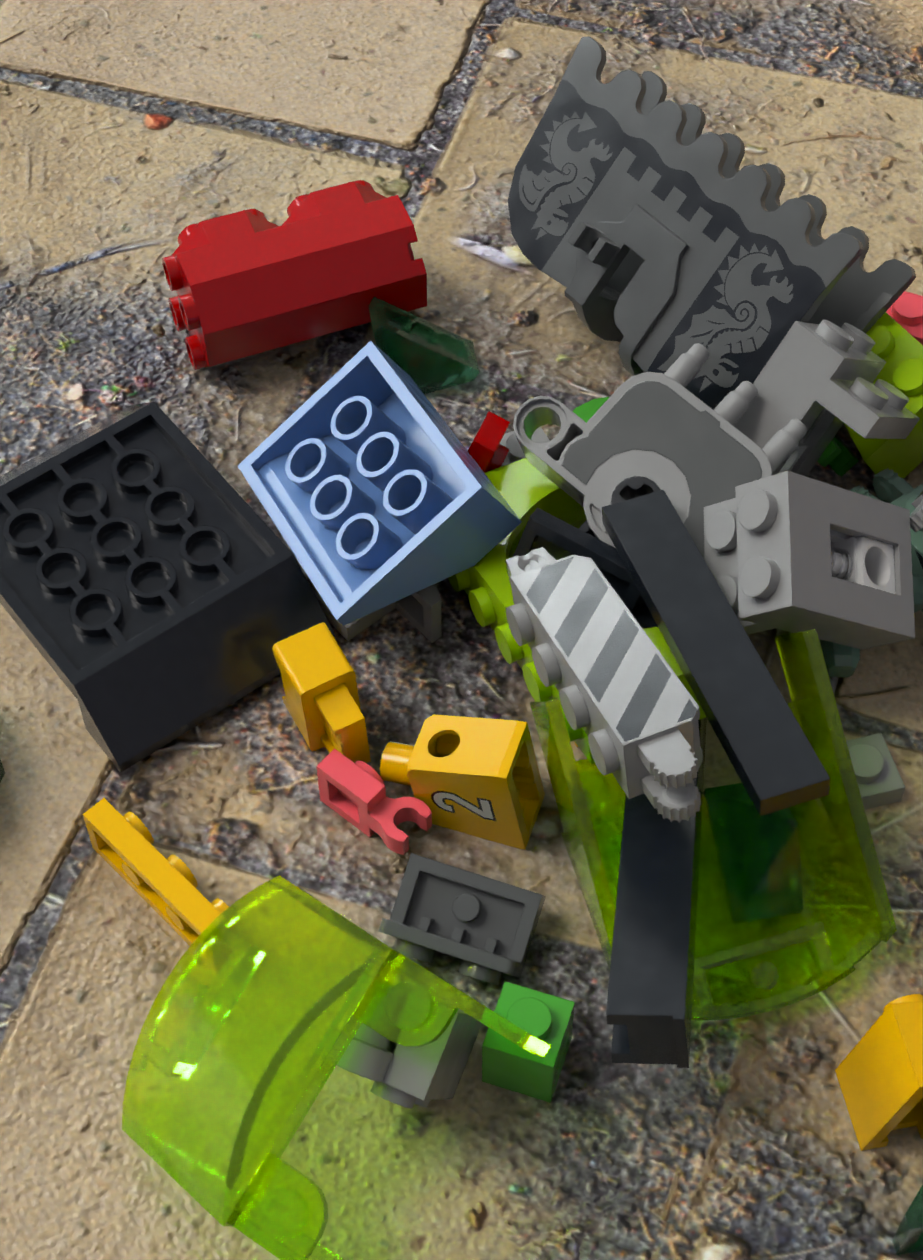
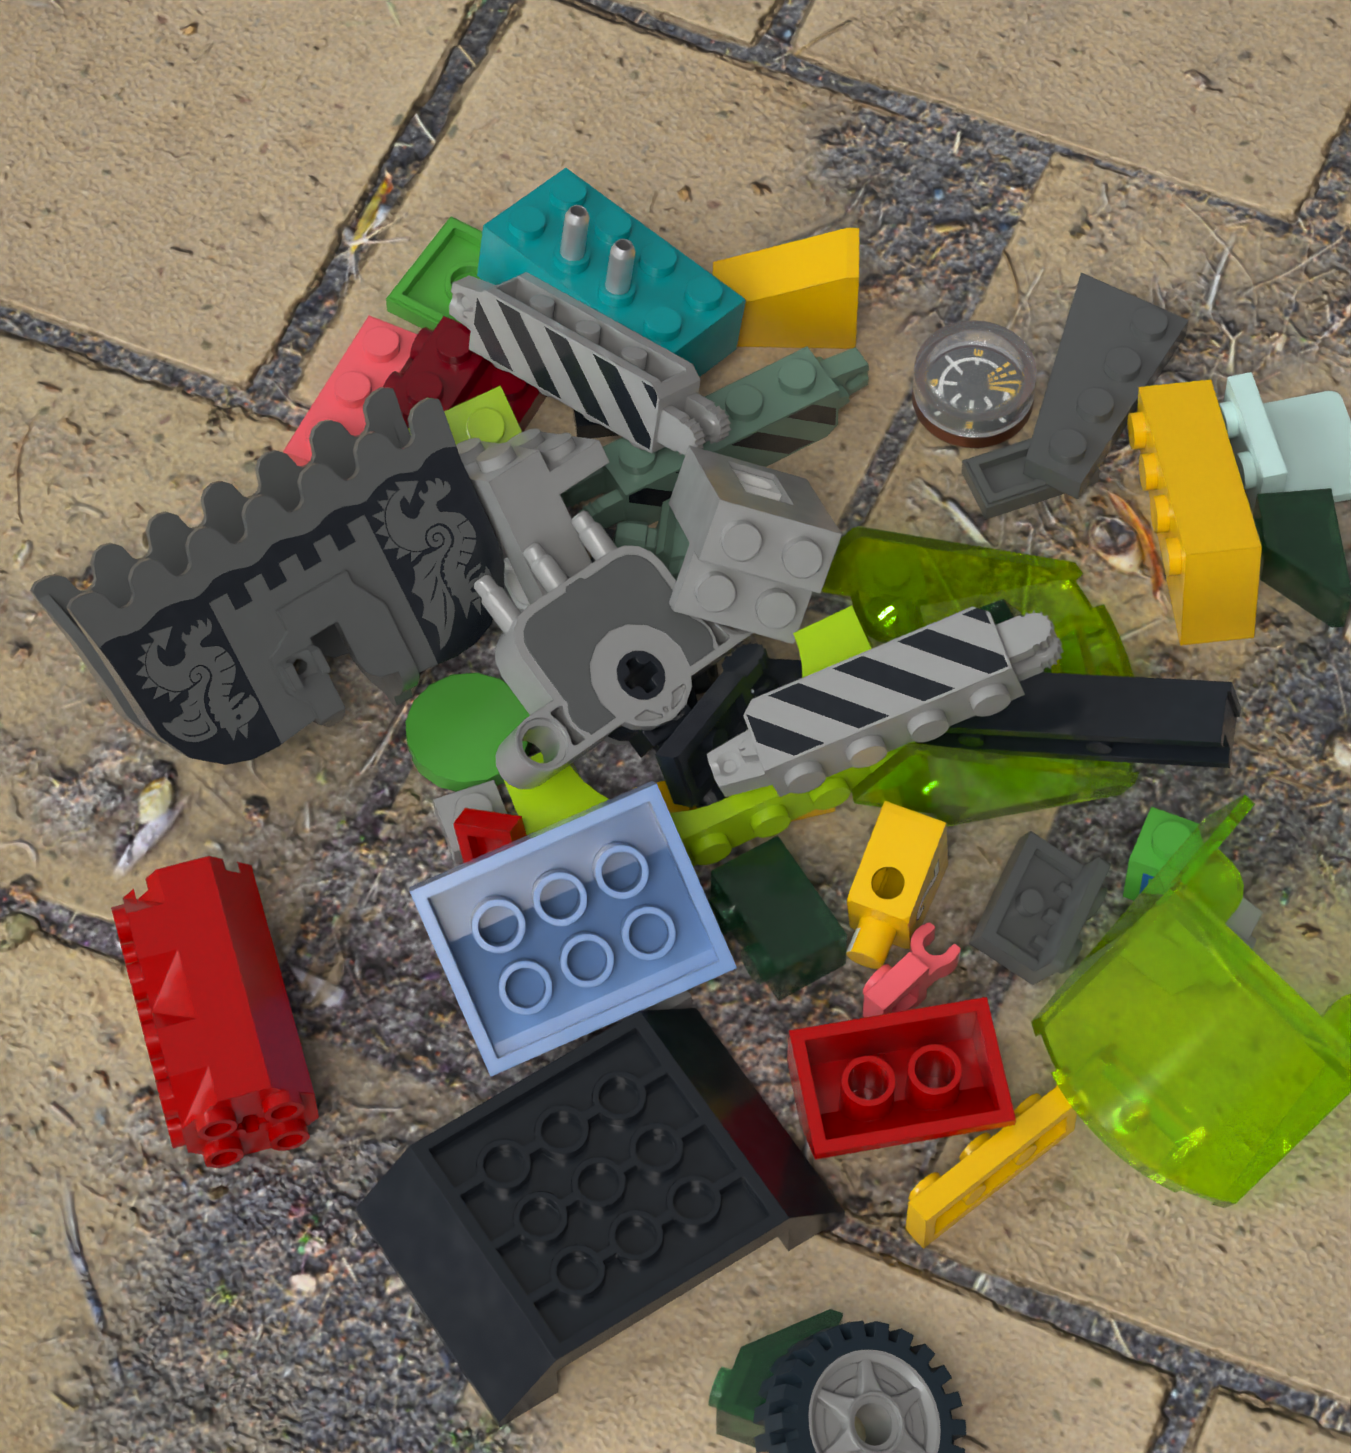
camera: 85 degrees left, 5 degrees up
(234, 787) = (899, 1078): none -> red slope
(322, 692) = (797, 997): yellow piece -> none
(422, 349) = (321, 901): clear green slope -> none
(441, 673) = (776, 919): none -> clear green brick
(715, 655) = (844, 619): black tile -> none

